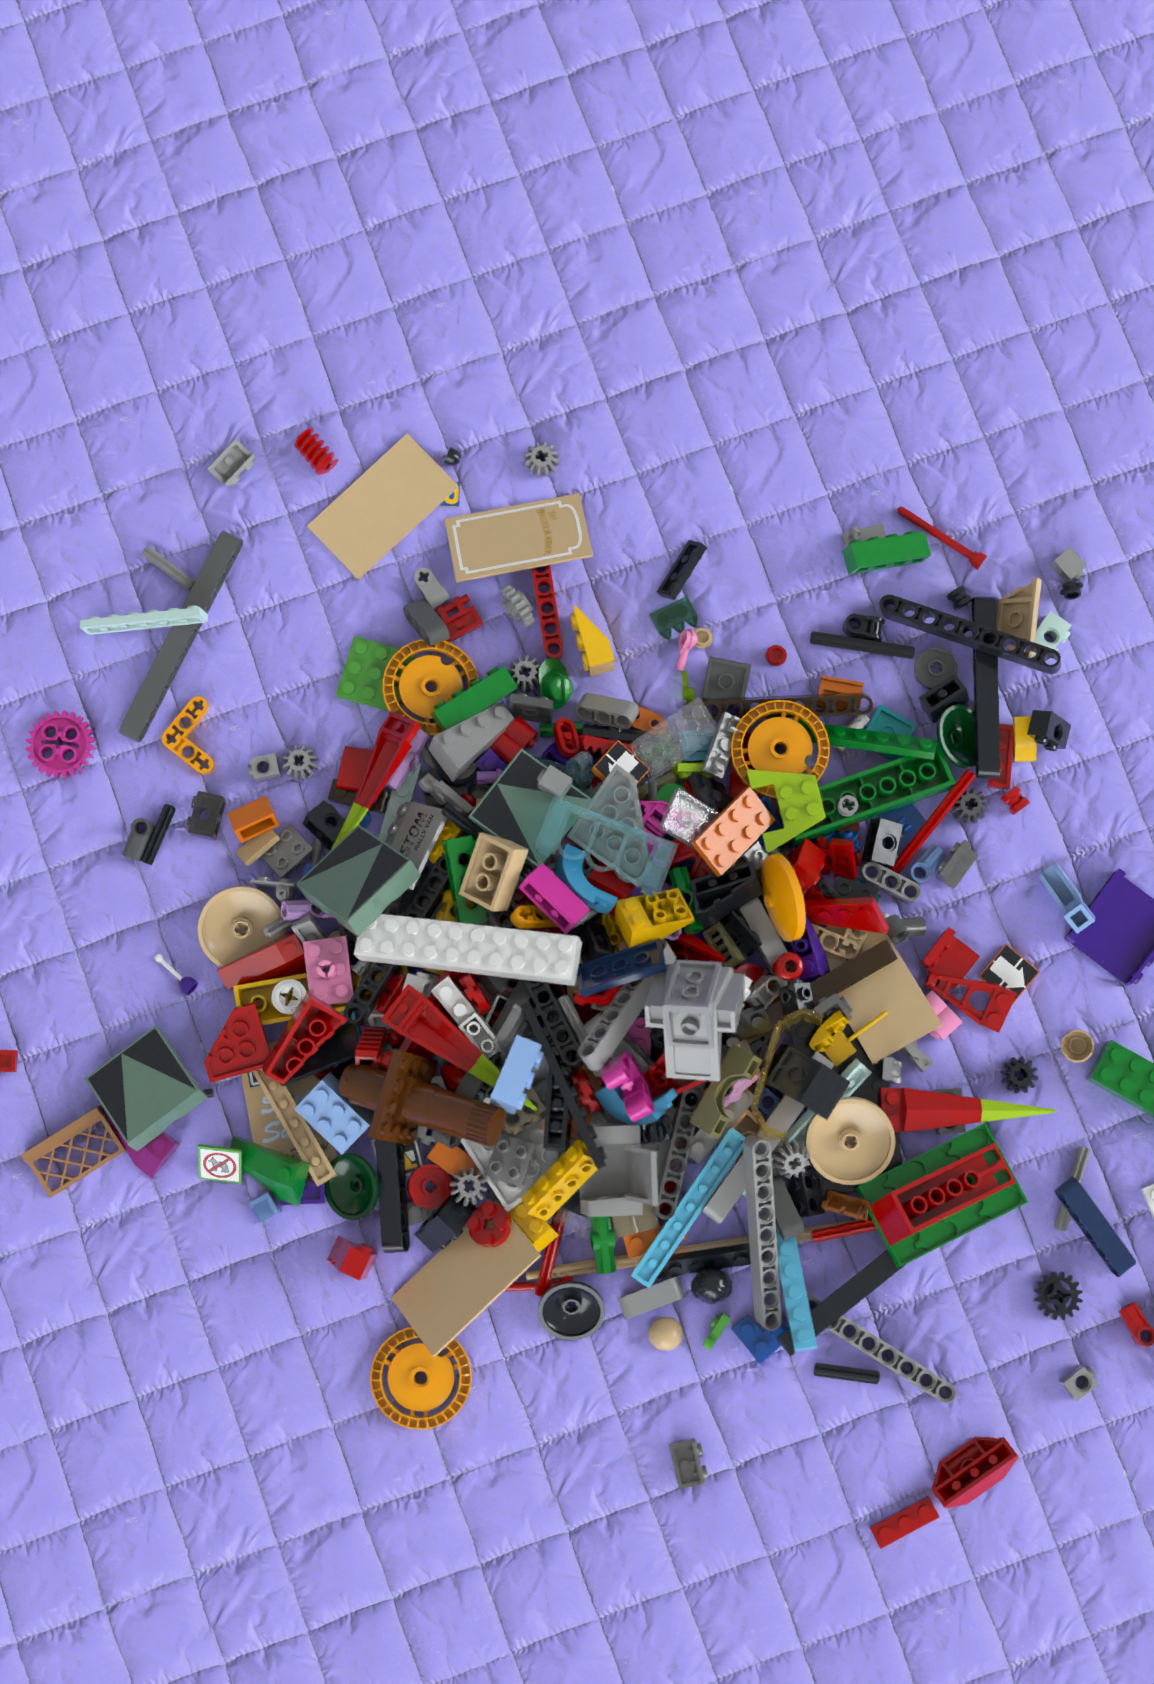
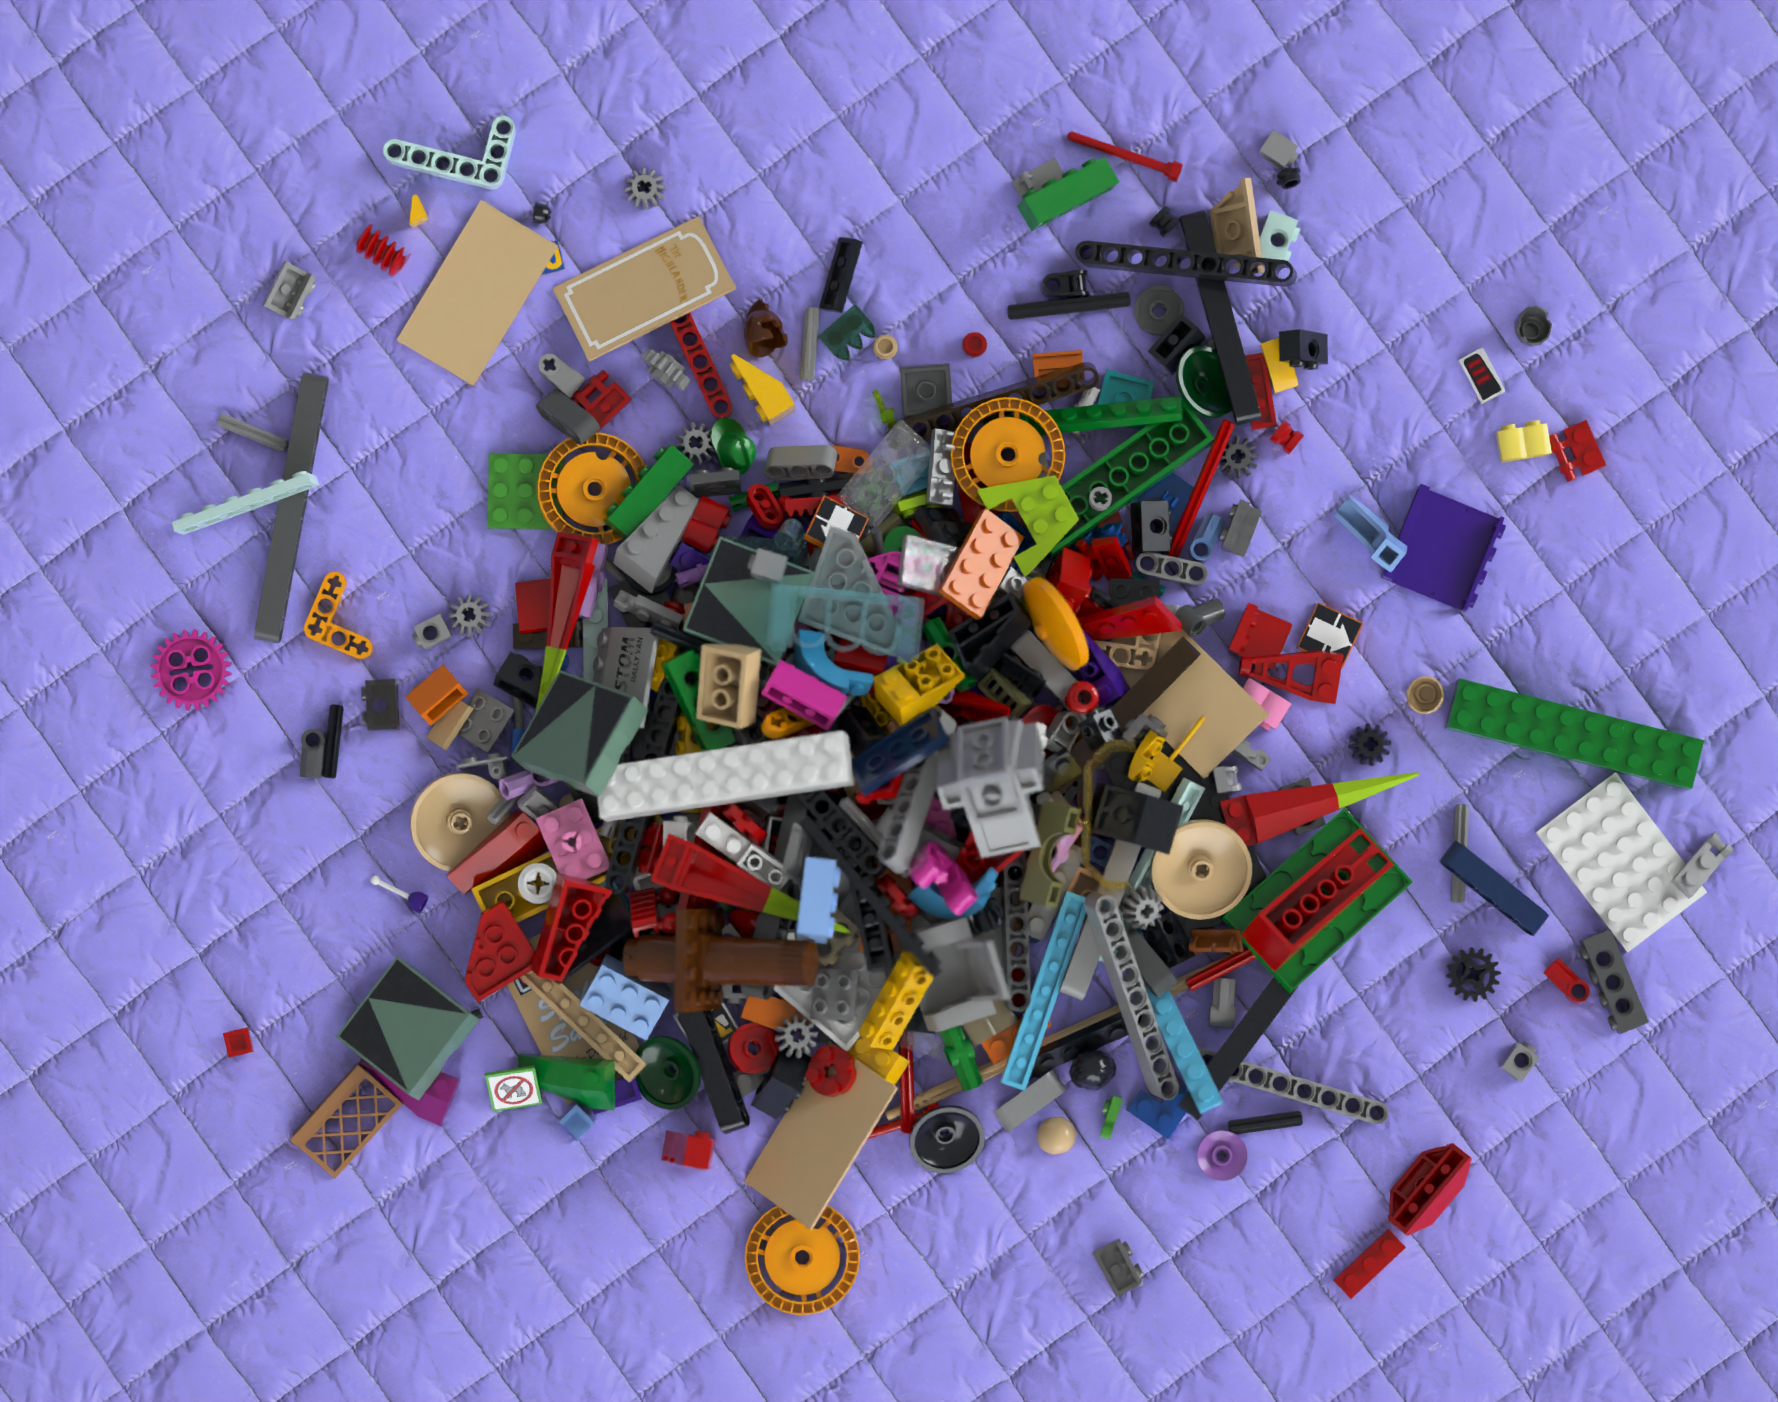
camera: 20 degrees left, 5 degrees up
(352, 430) = (418, 214): none -> yellow slope
(397, 398) = (457, 162): none -> light aqua beam
(606, 597) = (763, 330): none -> reddish brown helmet
(640, 619) = (809, 344): none -> light grey axle
(686, 641) = (869, 356): bright pink plate -> none
(810, 1400) = (1235, 1155): none -> medium lavender dish
(836, 1264) = (1222, 1010): none -> light grey piece

